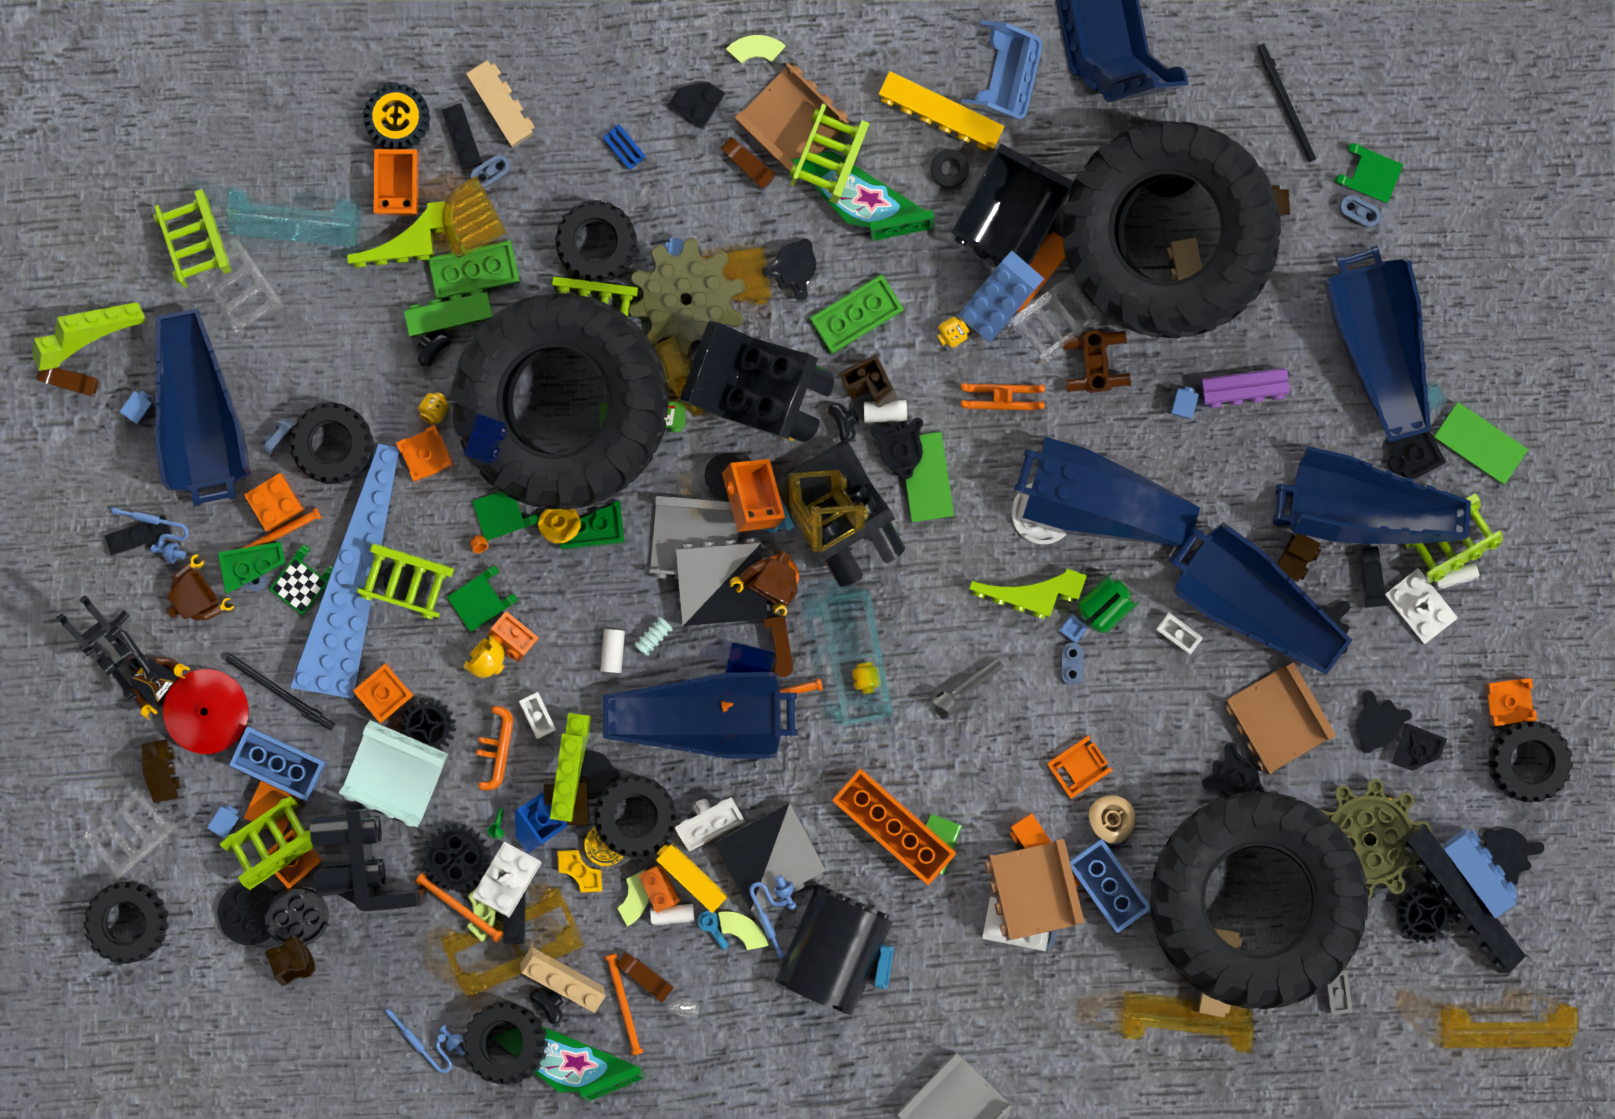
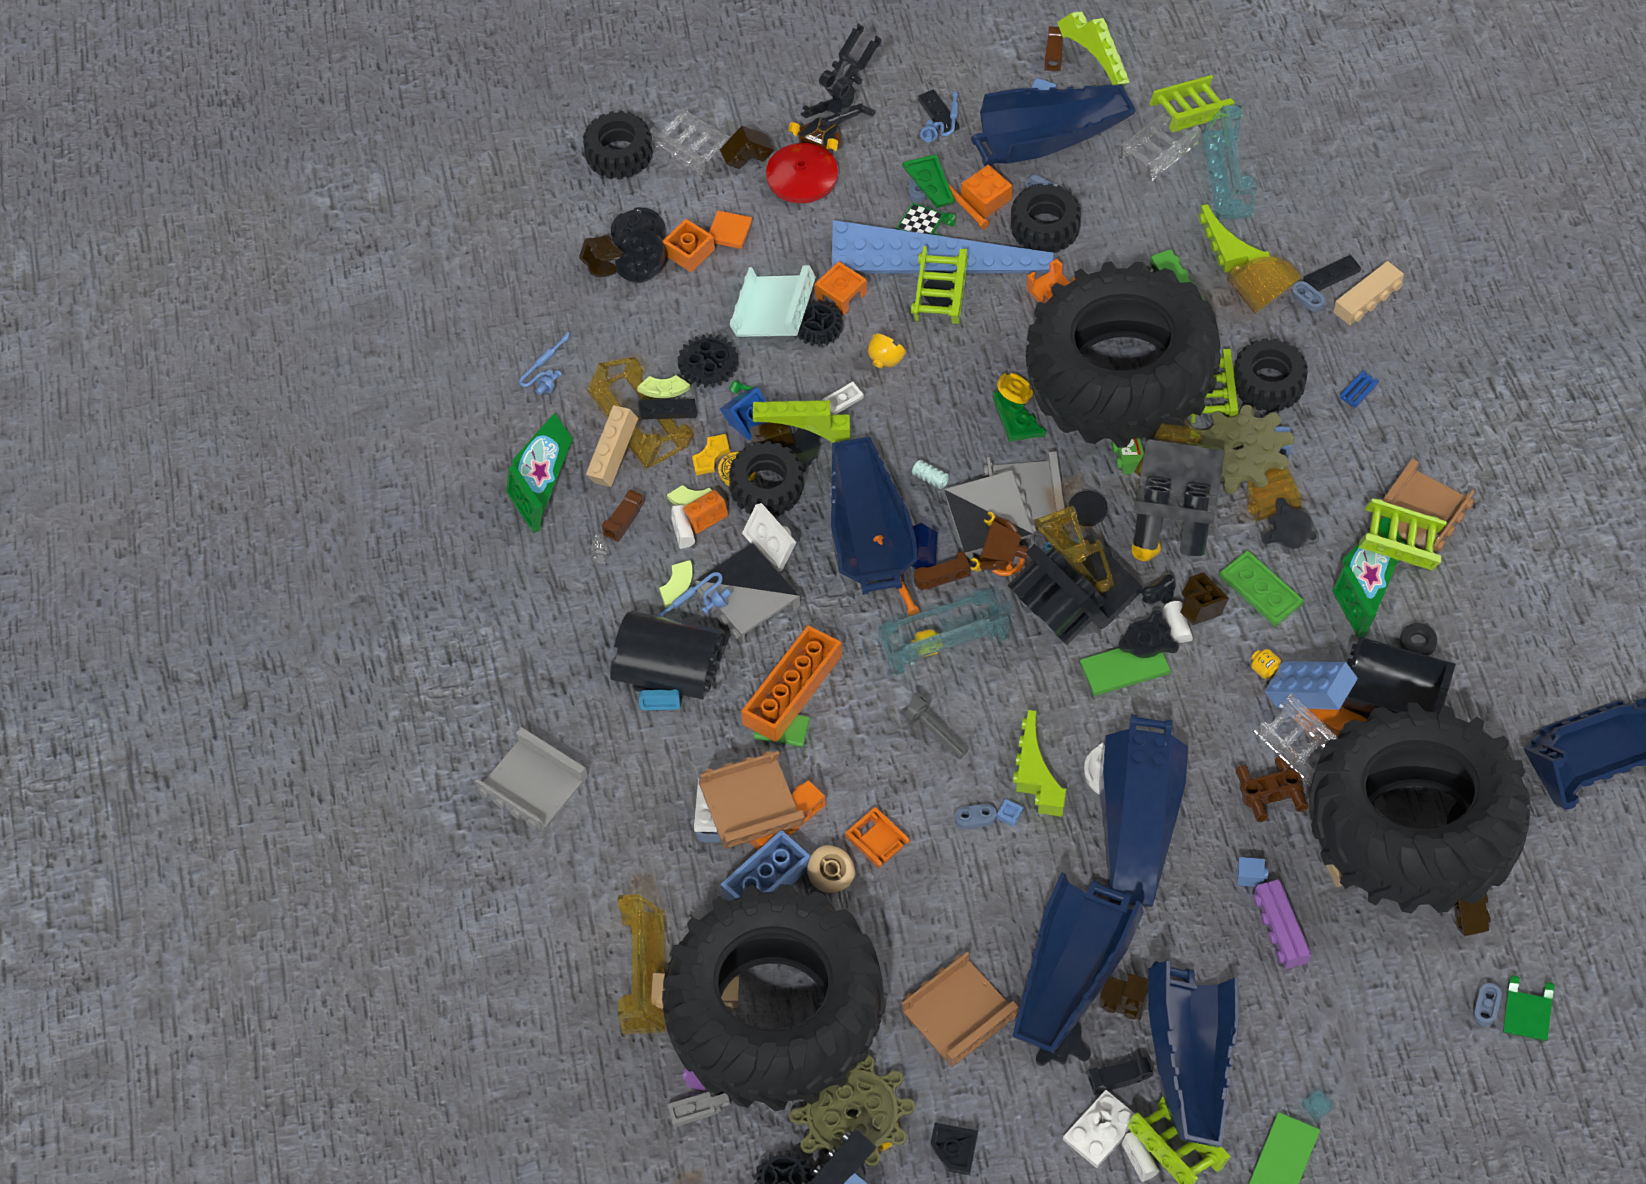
camera: 85 degrees right, 30 degrees down
(192, 595) = (897, 148): reddish brown torso -> none
(225, 821) = (711, 199): medium blue brick -> none
(270, 863) = (696, 232): lime fence -> none
(278, 763) = (767, 224): medium blue brick -> none
(314, 714) = (813, 246): black bar -> none
(359, 879) = (693, 279): black piece -> none
(396, 182) = (1277, 235): orange piece -> none
(417, 118) = (1333, 233): wheel -> none
(422, 880) = (644, 393): orange bar -> none
(478, 601) = (934, 345): green flag -> none
(478, 1035) = (547, 396): black tyre -> none
(479, 270) = (1225, 301): bright green tile -> none
(479, 544) = (983, 337): orange hinge -> none
(485, 439) = (1076, 283): clear blue brick -> none
(500, 515) = (1010, 350): green flag -> none
(502, 750) = (808, 377): orange piece -> none
(506, 879) = (694, 396): white plate -> none
(513, 636) = (908, 372): orange bracket -> none
(549, 1003) = (587, 447): black piece -> none
(612, 651) = (911, 448): white brick -> none
(623, 1004) = (594, 504): orange bar -> none
(691, 877) = (718, 530): yellow window -> none
(697, 102) = (1416, 437): black plate -> none
(709, 922) = (679, 555): dark azure plate -> none
(748, 163) = (1373, 481): reddish brown leg -> none
(753, 495) = (1090, 514): orange piece -> none
(755, 46) = (1480, 472): yellowish green tile -> none
(940, 111) = (1469, 621): yellow brick -> none
(1002, 396) = (1215, 713): orange piece -> none
(1012, 73) = (1525, 679): medium blue windscreen -> none
(1099, 596) = (1039, 831): green cylinder -> none
(1179, 633) = (1024, 903): white brick -> none
(1234, 774) = (897, 977): black tile -> none
(1269, 65) = (1605, 899): black bar -> none
(1378, 723) = (972, 1106): black tile -> none
(1382, 332) = (1364, 1035): dark blue windscreen -> none
(1415, 455) = (1256, 1097): black plate -> none

